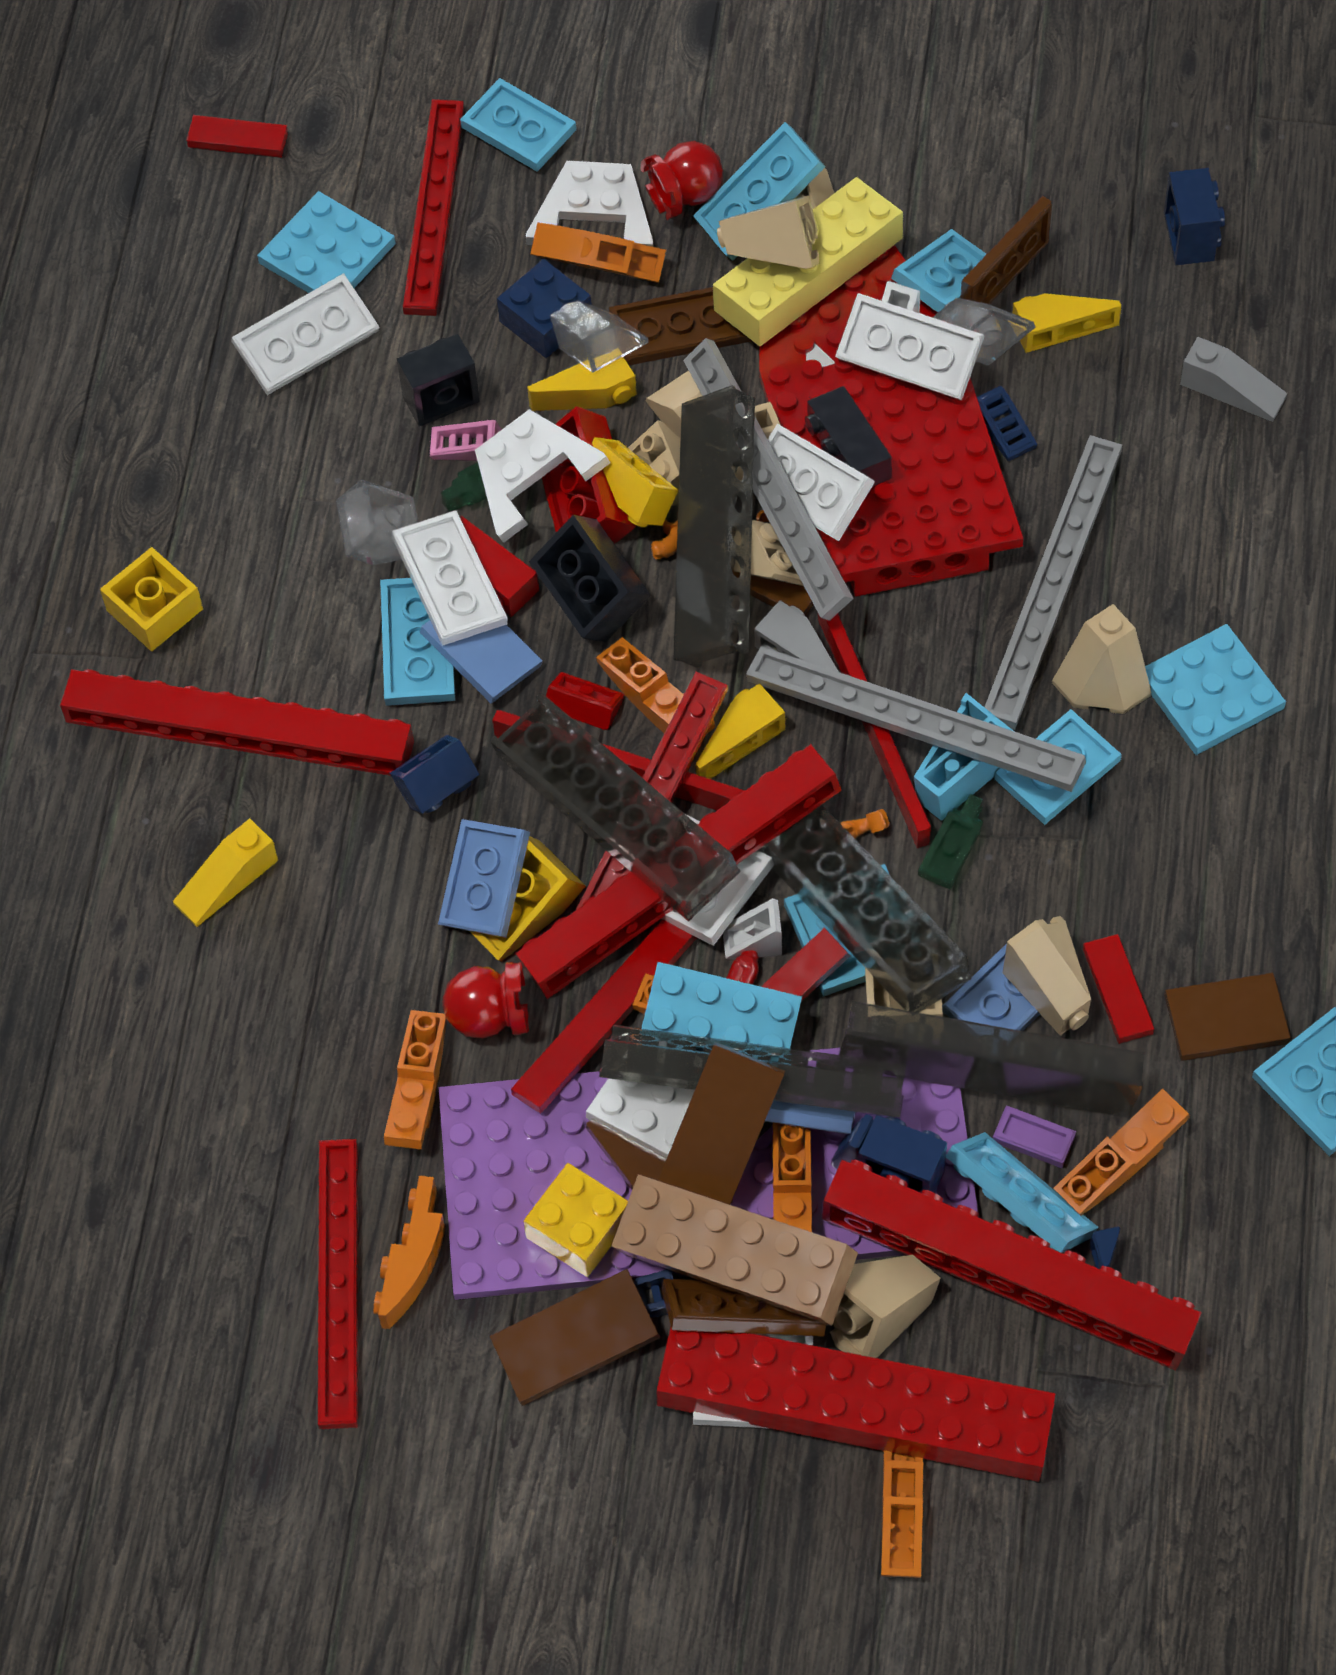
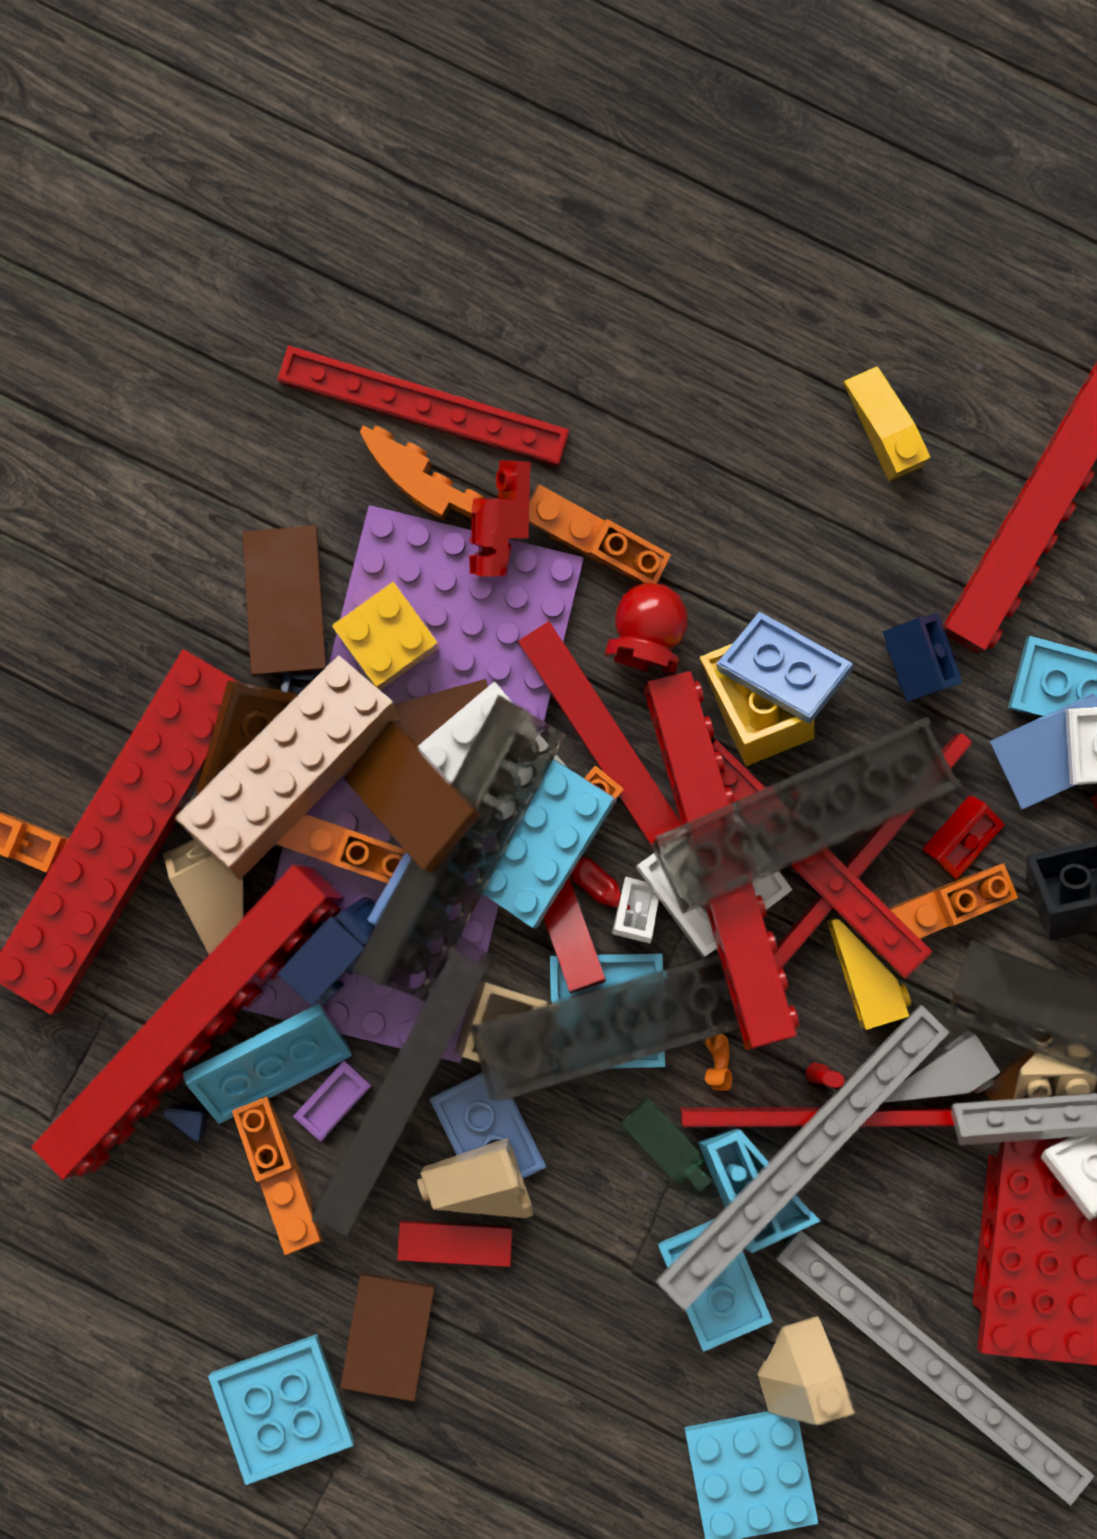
camera: 105 degrees right, 25 degrees up
(428, 1155) = (500, 519): none -> red plate
(839, 741) = (822, 1074): none -> red piece

